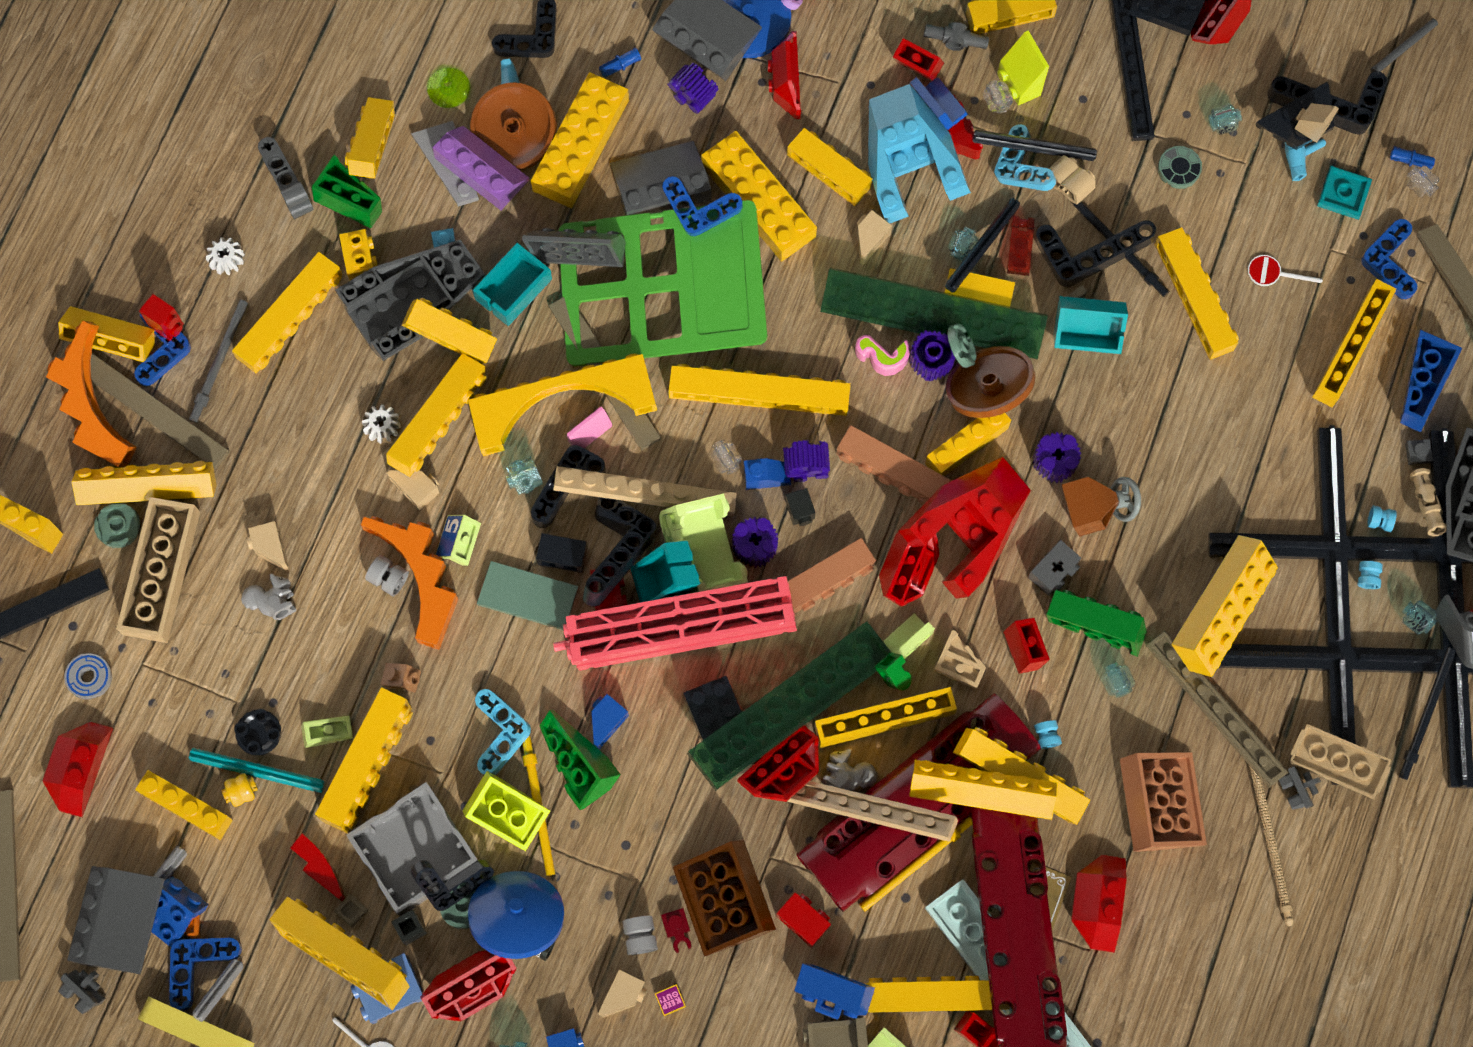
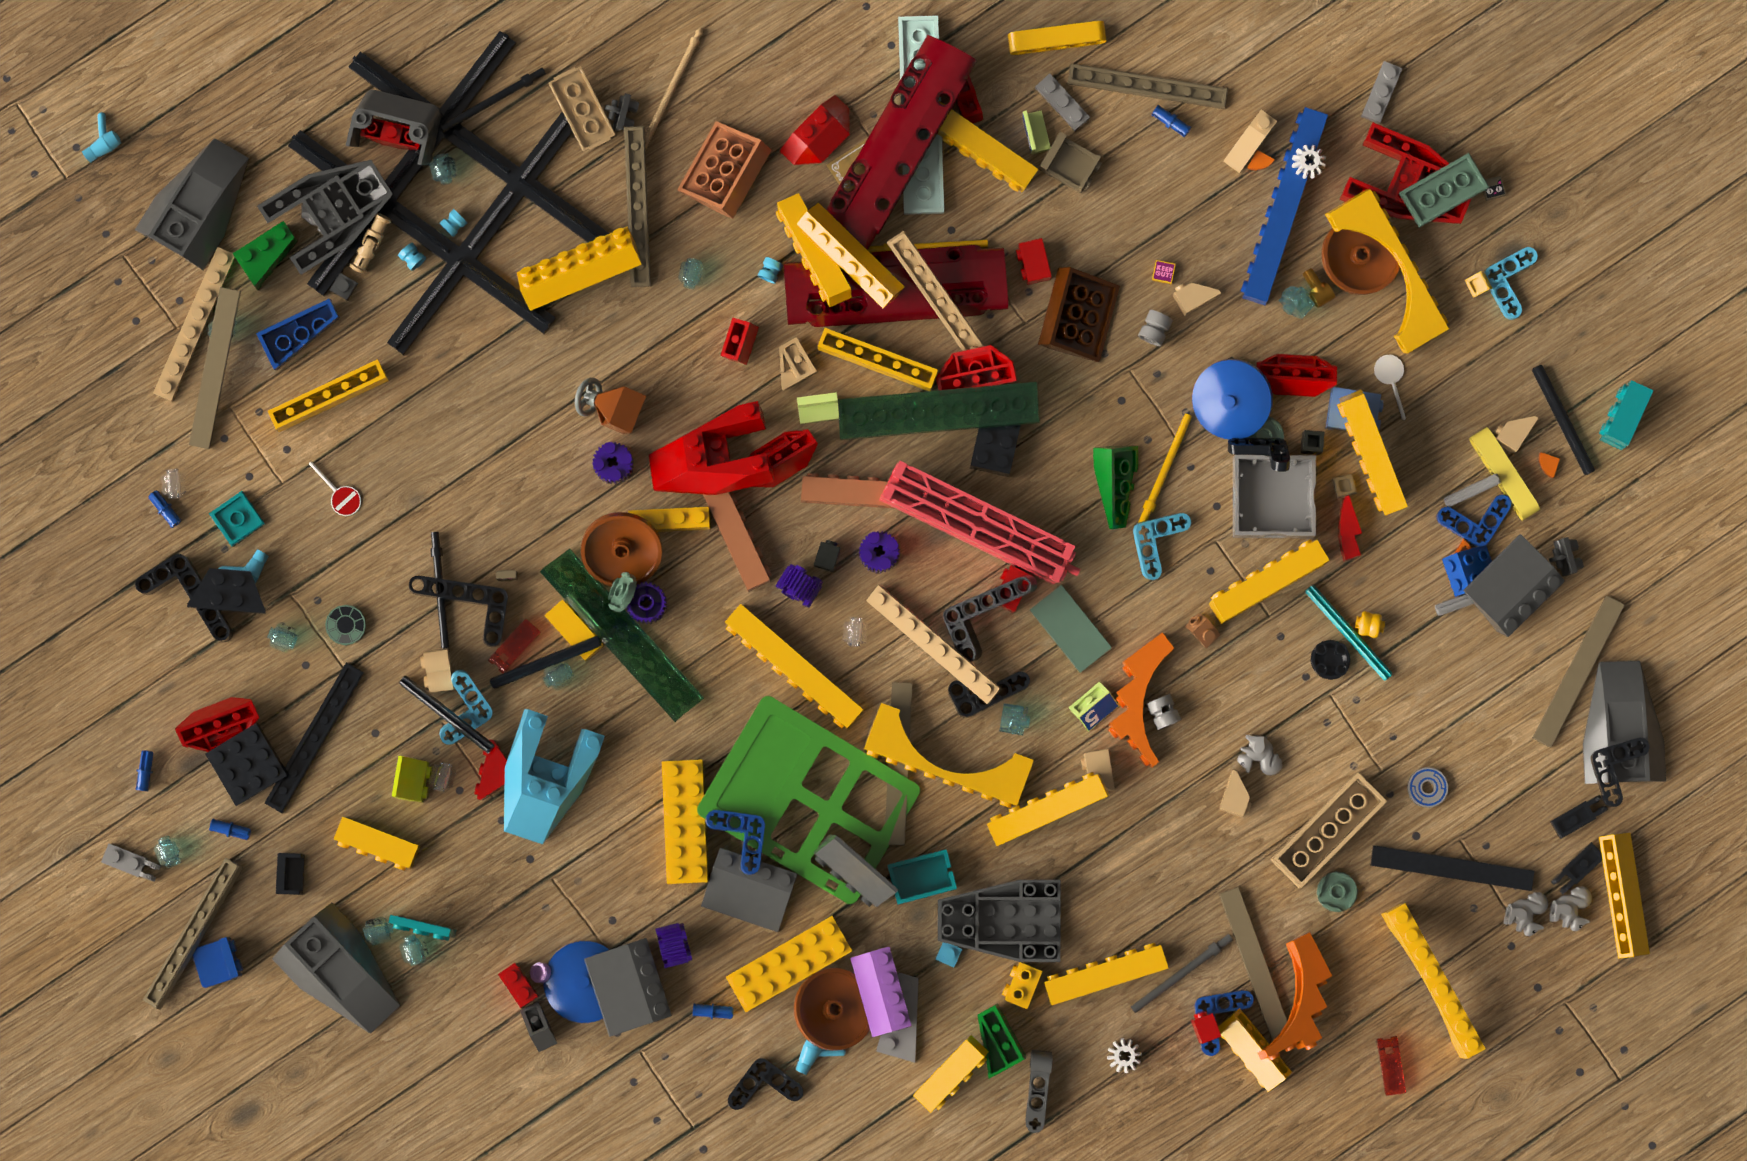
camera: 145 degrees left, 10 degrees up
(75, 766) = (1476, 724): red wedge -> none
(142, 482) = (1298, 906): yellow brick -> none
(183, 805) = (1416, 640): yellow brick -> none
(326, 731) = (1280, 627): yellowish green slope -> none
(390, 424) = (1088, 829): white gear -> none
(449, 331) = (996, 868): yellow brick -> none
(450, 95) = (862, 1074): clear neon green dish -> none
(505, 811) = (1192, 479): neon yellow slope -> none
(562, 553) = (1025, 641): black panel -> none
(589, 428) = (940, 724): bright pink slope -> none
(606, 719) = (1075, 496): blue slope -> none
(665, 572) = (964, 565): teal piece -> none
(676, 926) = (1125, 318): dark red plate -> none
(703, 528) = (922, 571): yellowish green windscreen -> none
(765, 474) = (835, 599): blue slope -> none
(786, 75) = (592, 909): red wedge -> none
(825, 985) = (1046, 197): blue piece -> none
(829, 166) = (613, 809): yellow brick -> none
(846, 777) = (934, 337): light grey animal -> none
(871, 234) = (622, 731): tan slope -> none
(881, 360) = (686, 628): bright pink animal -> none
(892, 672) = (848, 387): green leg -> none
(918, 59) = (482, 848): red brick -> none
(940, 102) = (493, 799): blue panel -> none
(956, 36) = (436, 850): dark grey pin -> none
(1059, 556) = (667, 391): dark grey brick -> none
(1090, 325) = (514, 542): teal piece -> none
(1098, 620) = (676, 324): green wedge -> none
(1196, 293) = (413, 516): yellow brick -> none
(1315, 120) = (227, 576): tan slope -> none
(1384, 262) = (253, 444): blue beam -> none
(1405, 45) = (95, 602): dark grey bar -> none

